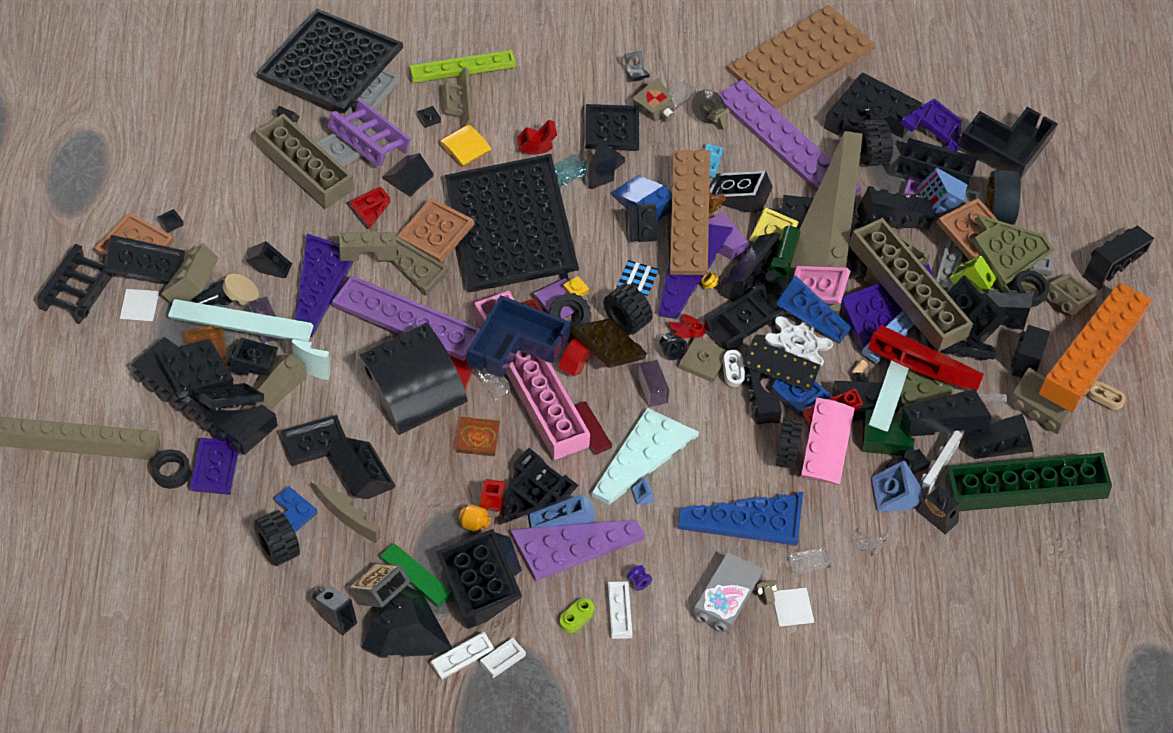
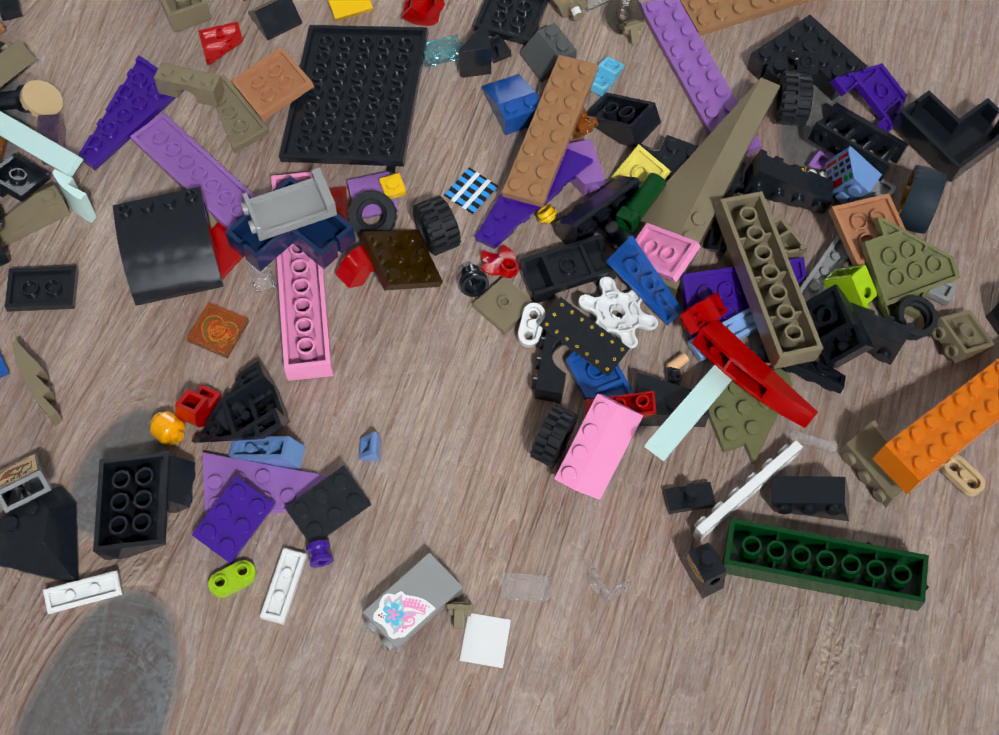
camera: 20 degrees right, 10 degrees up
(268, 260) = (87, 75): black slope -> none
(361, 468) = (75, 334): black slope -> none
(420, 578) = (76, 475): green tile -> none
(502, 658) = (127, 607): white tile -> none
(514, 317) = (290, 207): none -> light grey panel
(561, 570) = (233, 520): none -> dark purple plate
(598, 439) = (343, 353): dark red tile -> none
(631, 540) = (328, 505): none -> black plate
(643, 222) = (497, 129): black plate -> none
(645, 449) = (394, 396): light aqua wing -> none
(653, 383) = (432, 319): clear purple brick -> none
(656, 151) = (544, 49): none -> dark grey slope
(753, 518) = (484, 517): blue wing -> none
(868, 323) = (702, 313): none -> red brick
(893, 442) = (686, 460): dark green brick -> none
(896, 489) = (663, 526): medium blue slope -> none
(947, 414) = (752, 452): black wedge -> none
(1029, 351) = (885, 396): black brick -> none

